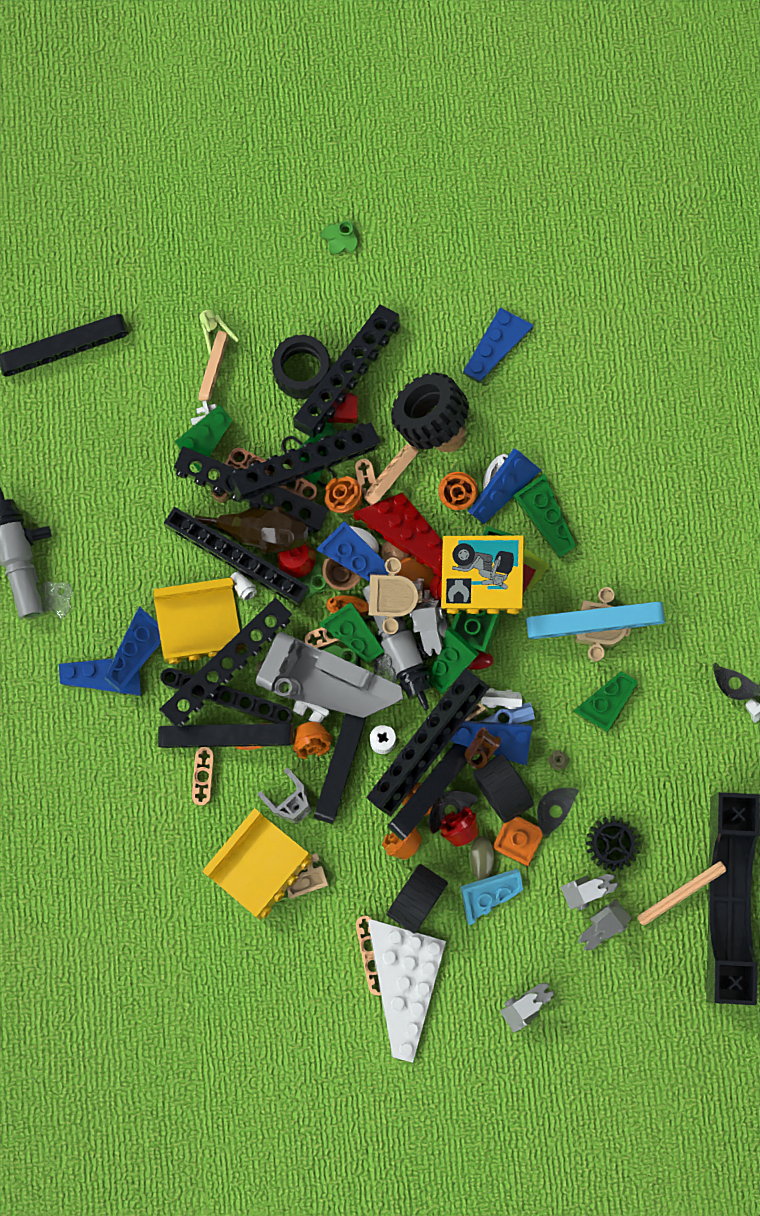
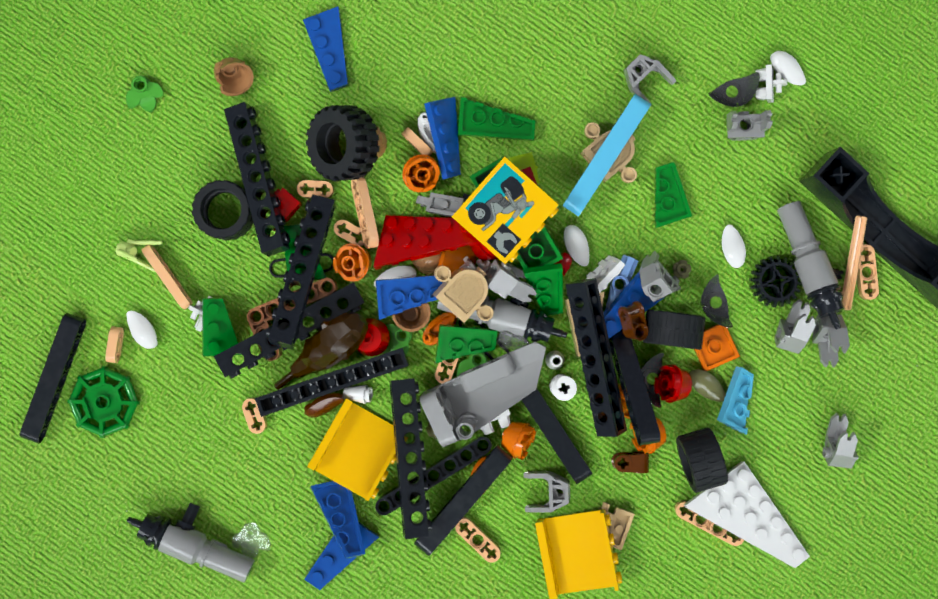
camera: 50 degrees left, 10 degrees up
(78, 407) = (113, 406): none -> green plate
(127, 369) = (114, 344): none -> light nougat beam
(154, 517) = (250, 417): none -> light nougat beam
(155, 381) = (142, 330): none -> white arm
(211, 565) = (323, 405): none -> reddish brown arm
(371, 851) = (634, 462): none -> reddish brown piece
(379, 420) = (315, 184): none -> light nougat beam
(399, 724) = (549, 360): none -> white cone
(411, 291) = (233, 76): none -> medium nougat helmet
(445, 523) = (440, 204): none -> light grey plate
(480, 469) = (416, 142): none -> light nougat beam
(506, 659) = (576, 245): none -> white arm
(534, 734) = (653, 274): none -> light grey piece
(611, 786) = (733, 247): none -> white arm
(651, 857) = (812, 264): none -> light grey piece
(678, 928) = (860, 278): none -> light nougat beam
(694, 597) = (645, 65): none -> light grey piece
(715, 725) = (756, 125): none -> light grey piece

